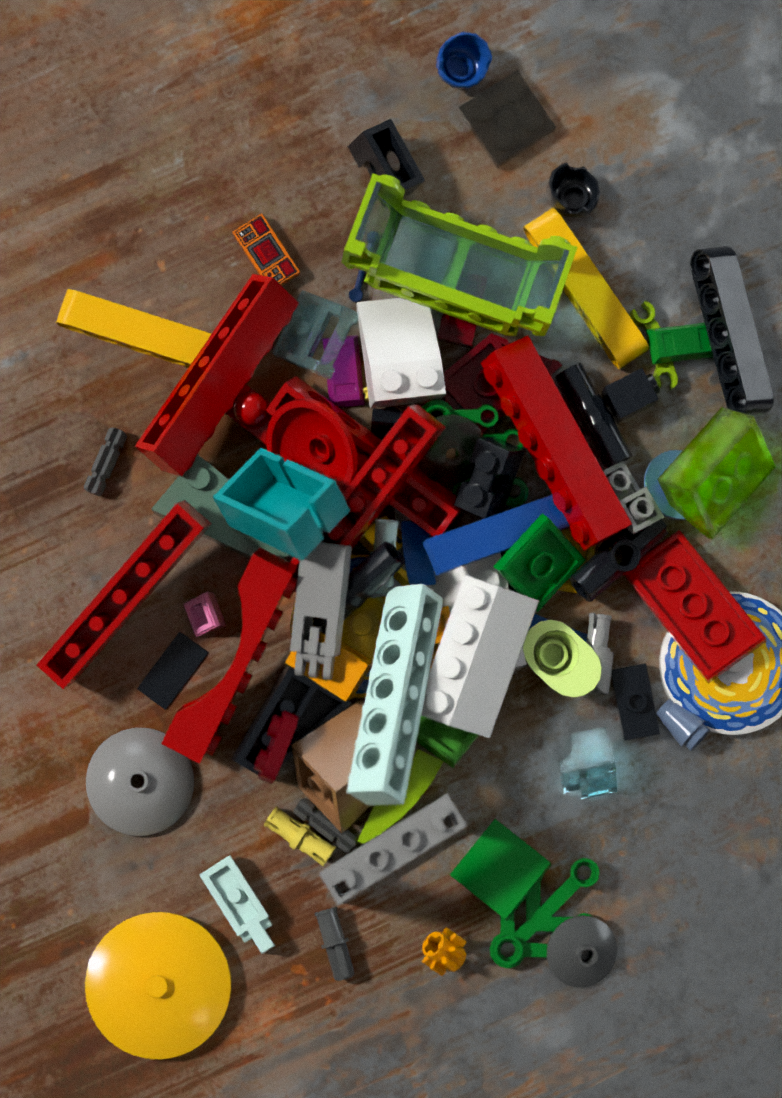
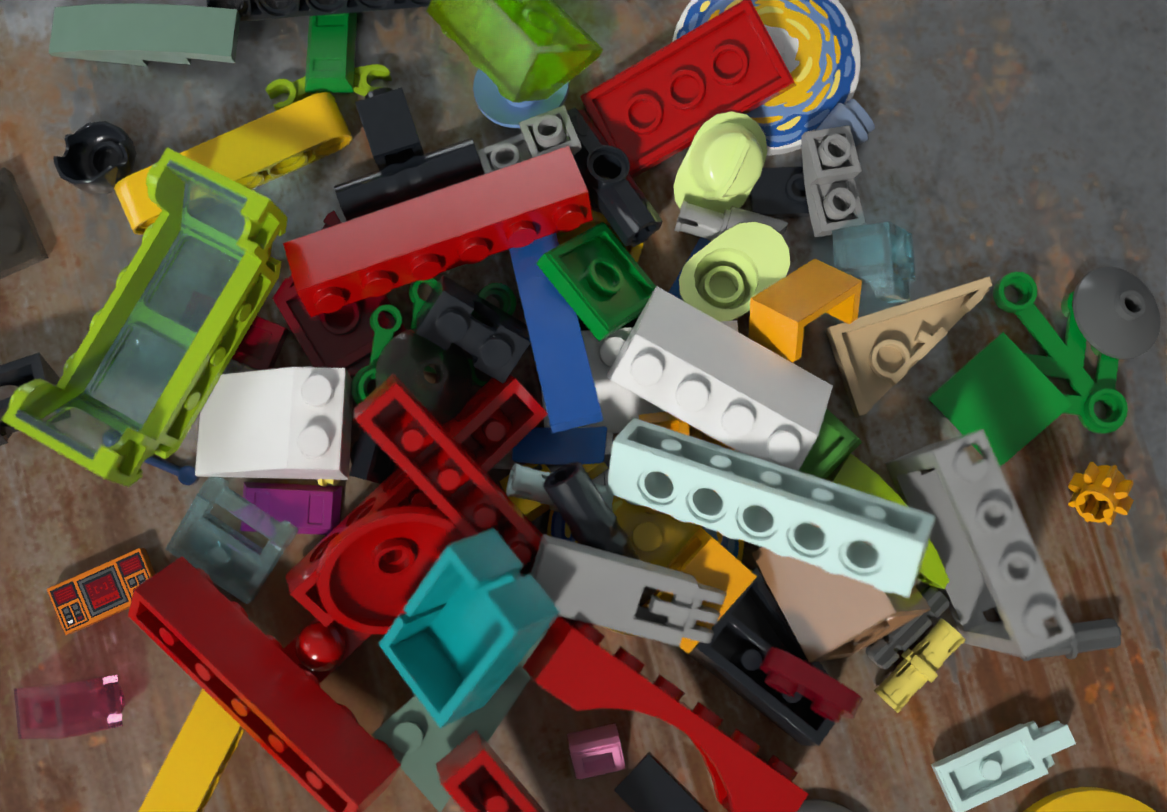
camera: 85 degrees left, 0 degrees up
(183, 243) = (69, 707): none -> clear pink slope
(530, 782) = (886, 344): none -> tan wing
(549, 708) = (795, 301): none -> light orange panel
(642, 722) = (829, 181): none -> light grey slope
(643, 640) = (722, 163): none -> yellowish green piece
(670, 207) = (145, 32): none -> sand green slope

